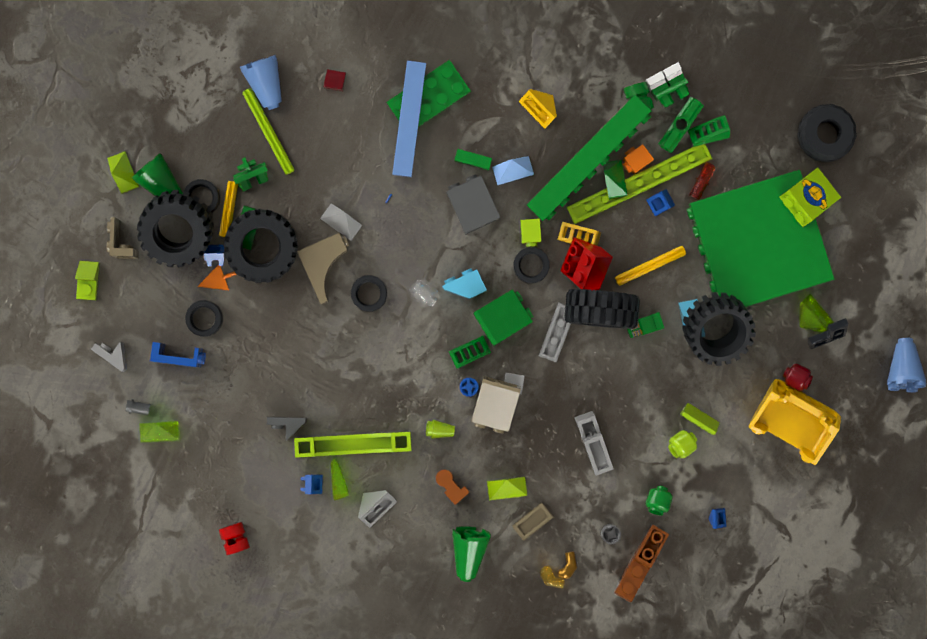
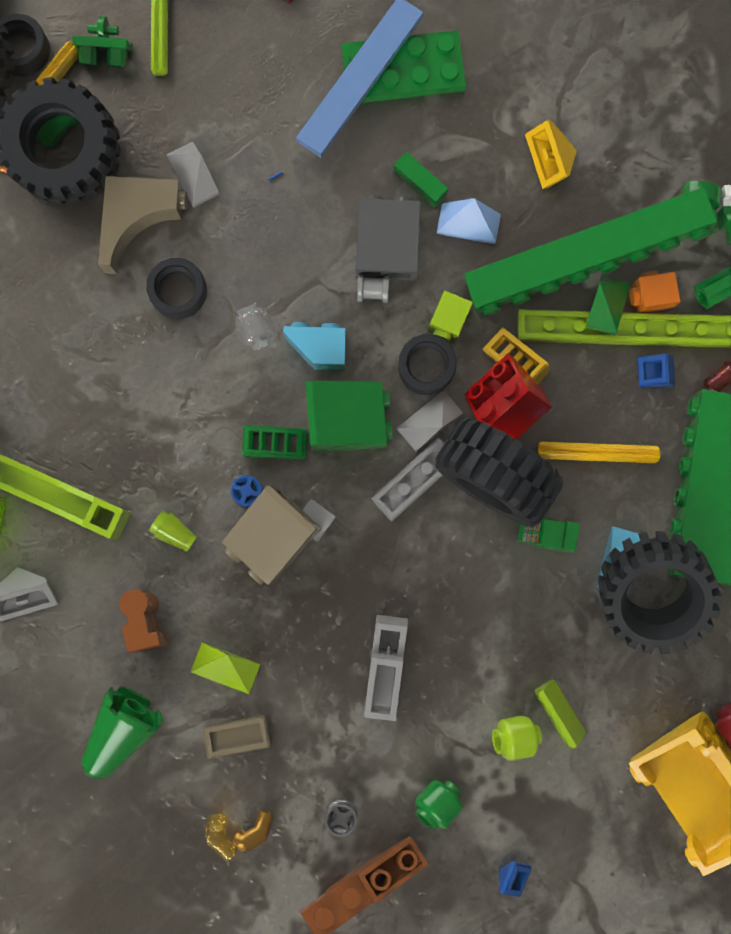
camera: 30 degrees right, 5 degrees down
(479, 237) = (372, 288): none -> light grey bush
(548, 295) = (429, 421): none -> light grey slope

